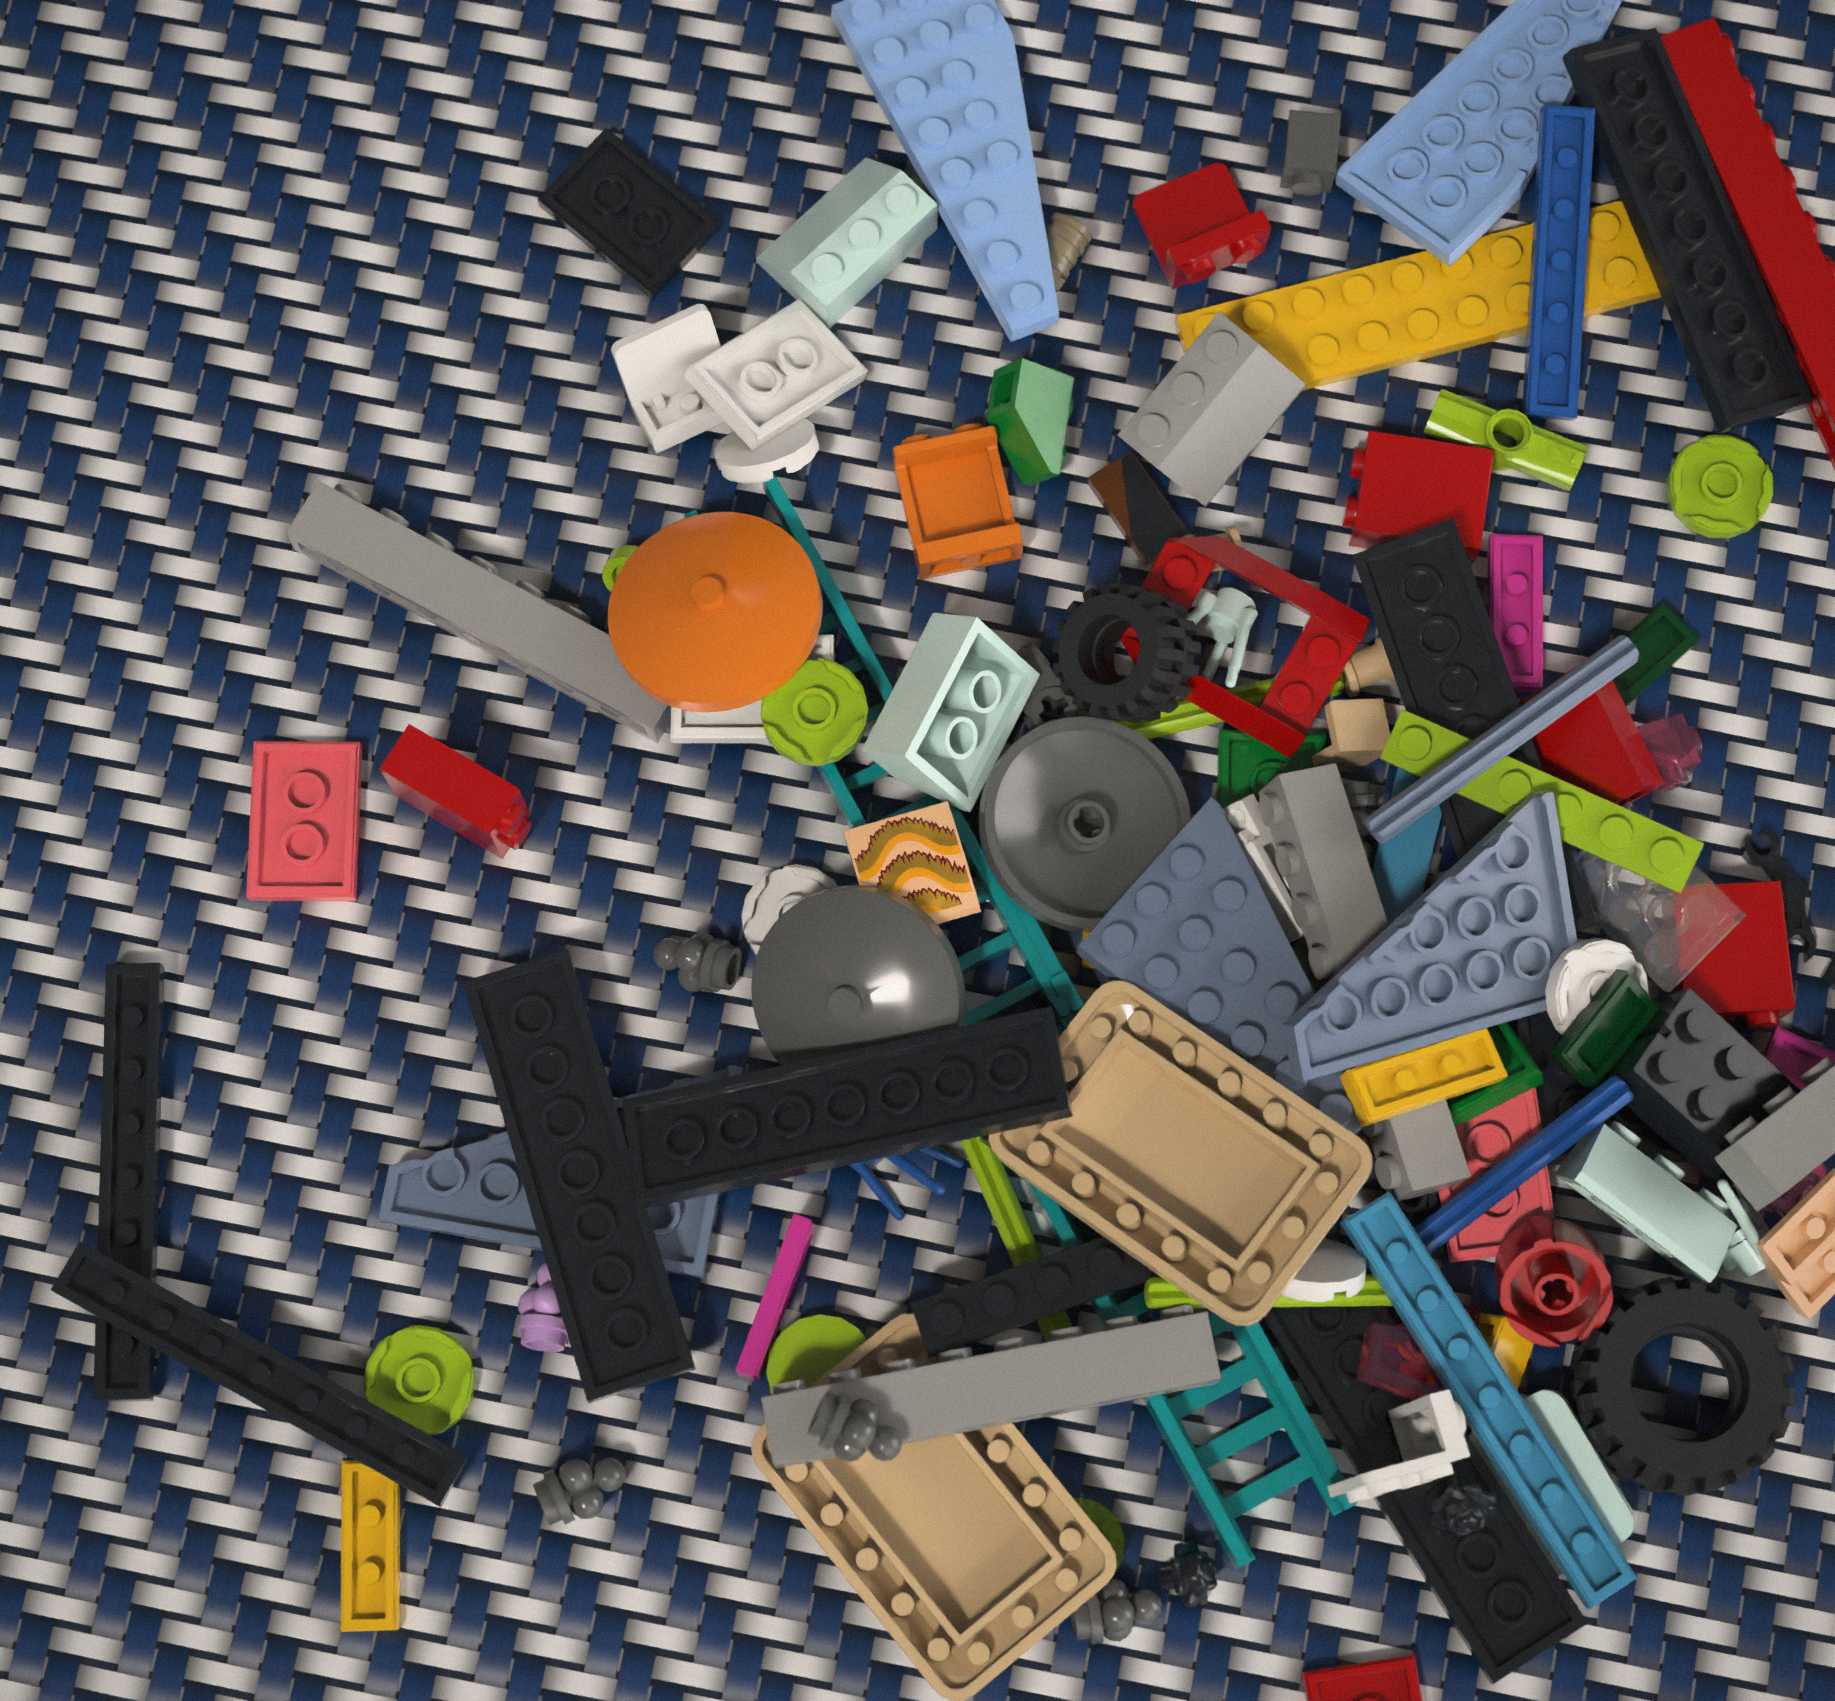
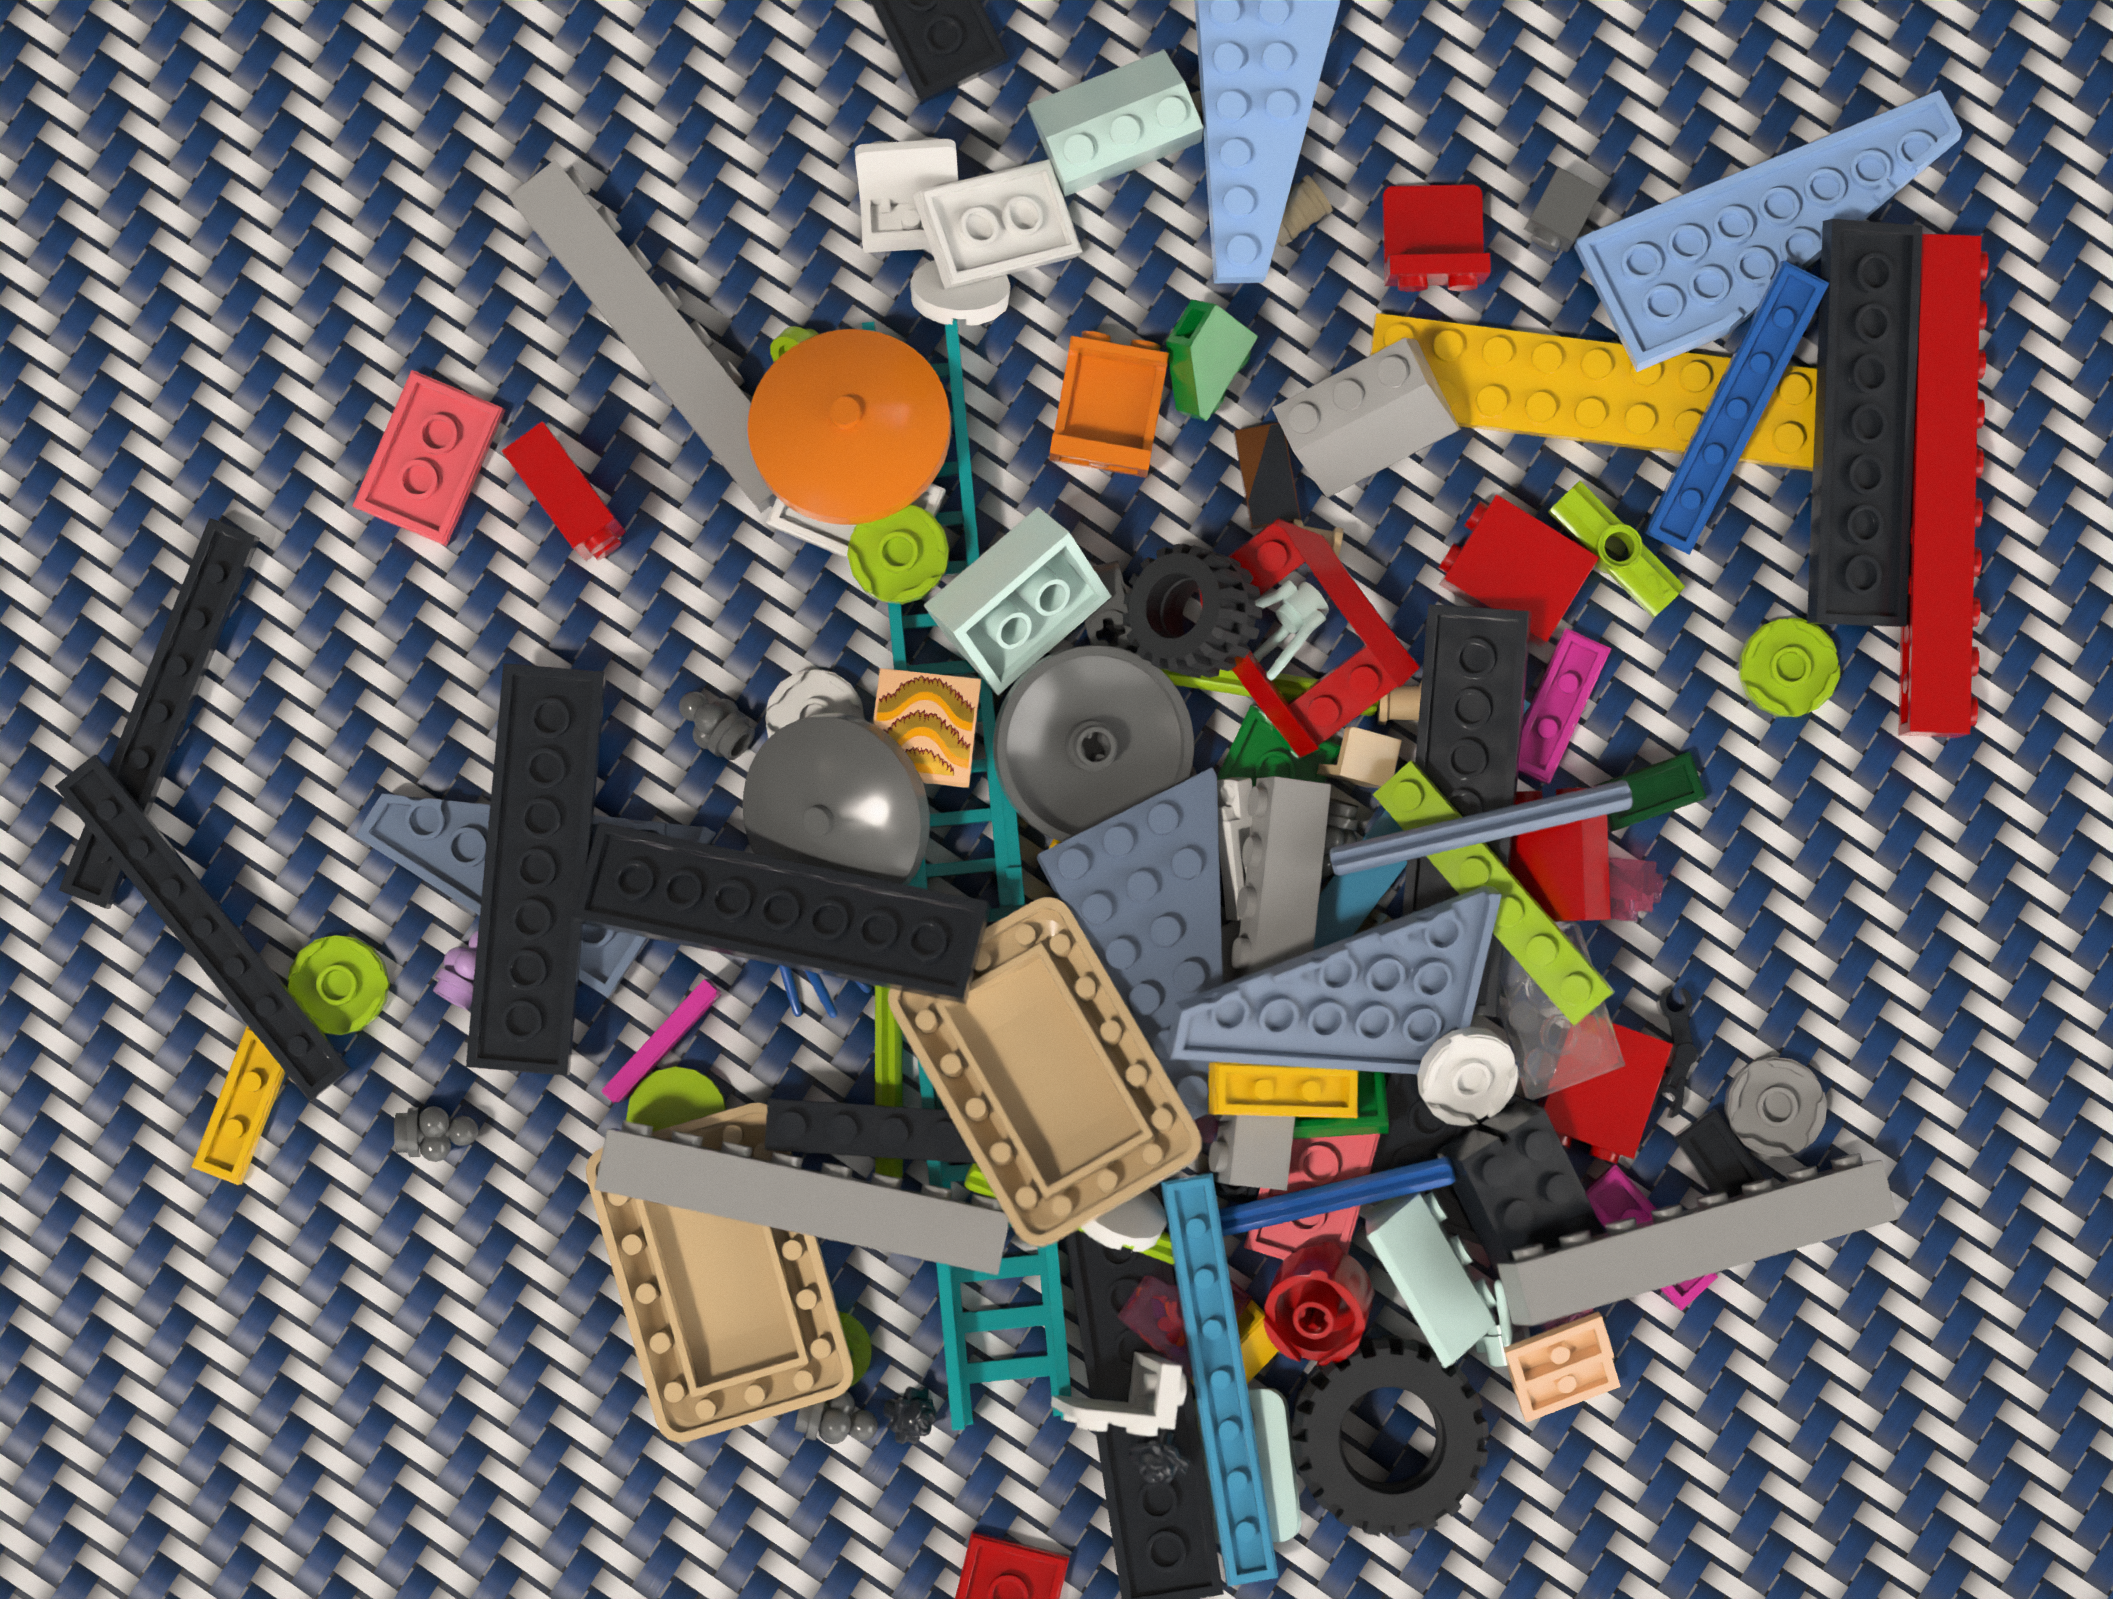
camera: 20 degrees right, 10 degrees up
(852, 1428) = (670, 1190): dark grey piece -> none
(1605, 1029) = (1459, 1111): dark green tile -> none

